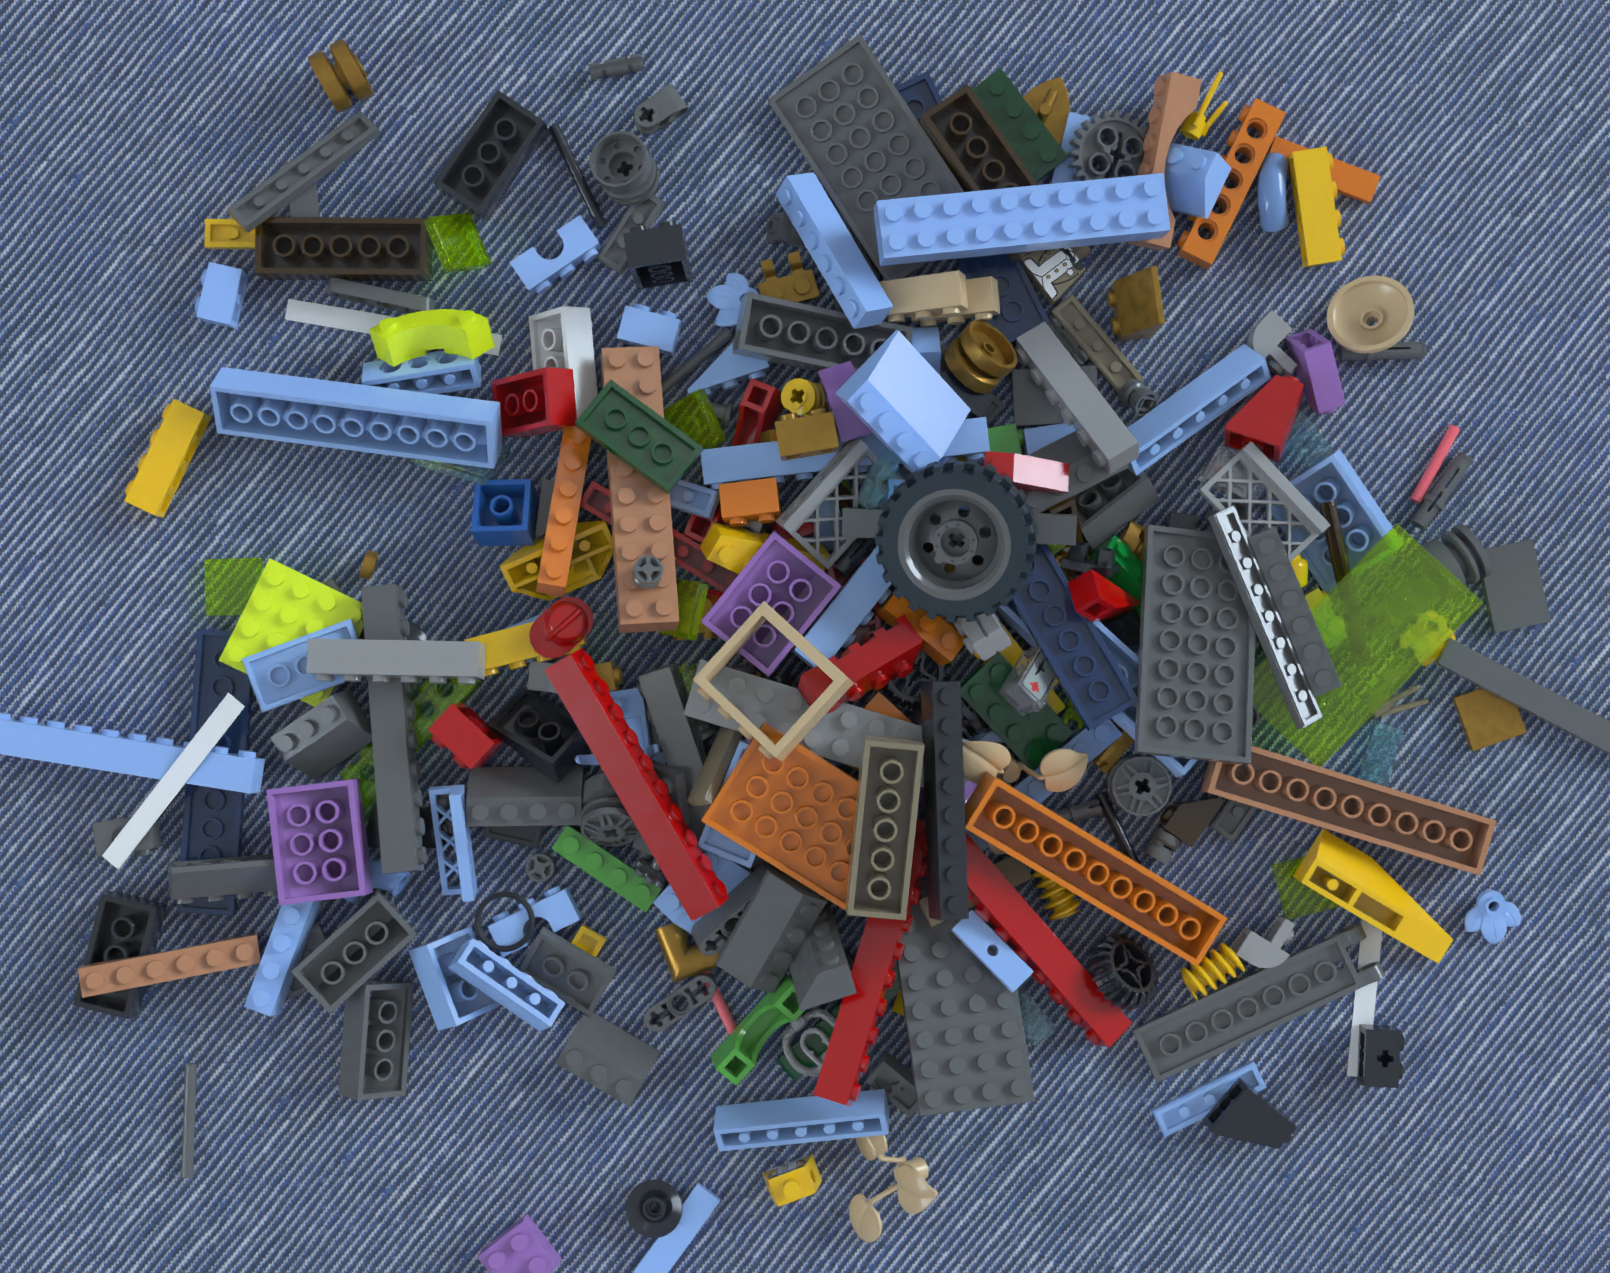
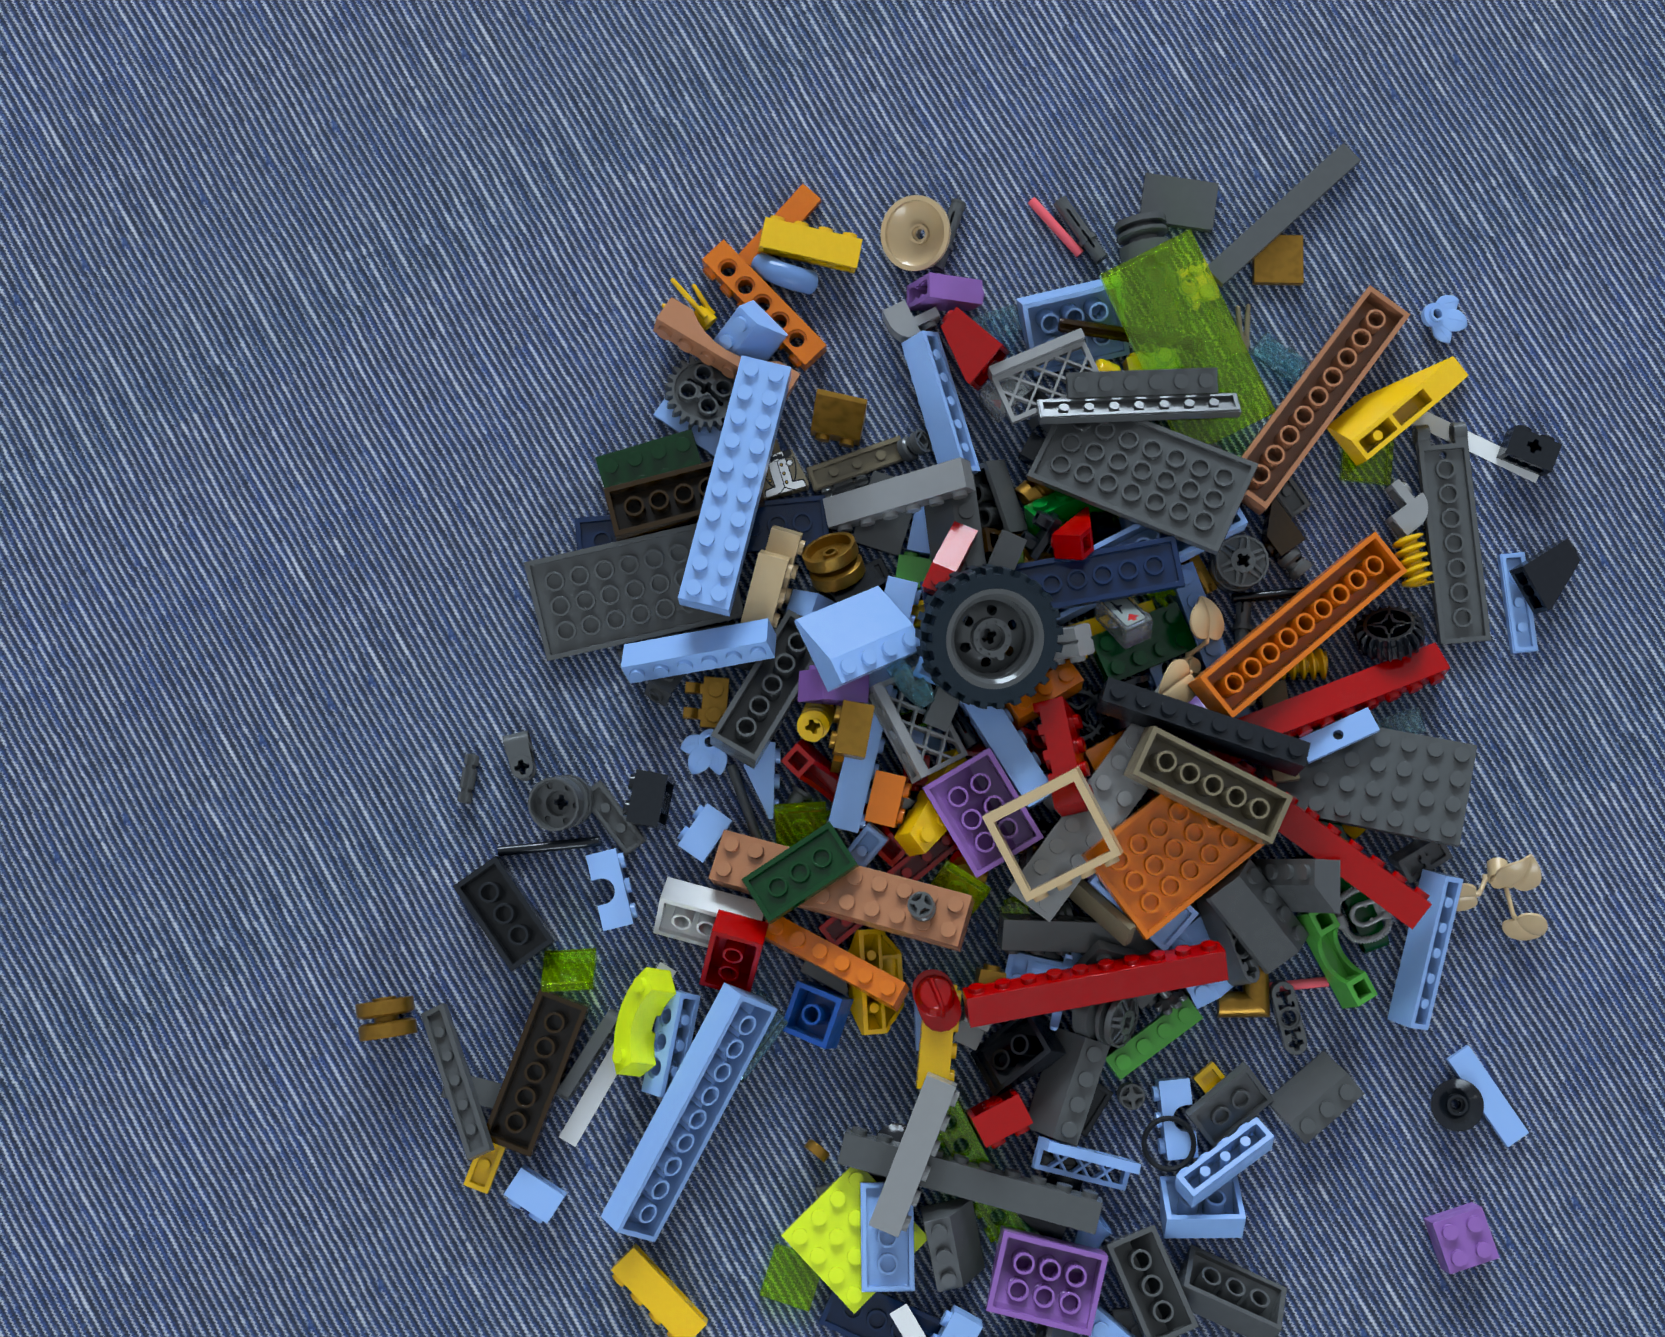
camera: 75 degrees left, 5 degrees down
(793, 1180) = (1472, 976): yellow torso -> none
(1051, 105) = (641, 427): pearl gold shield -> none

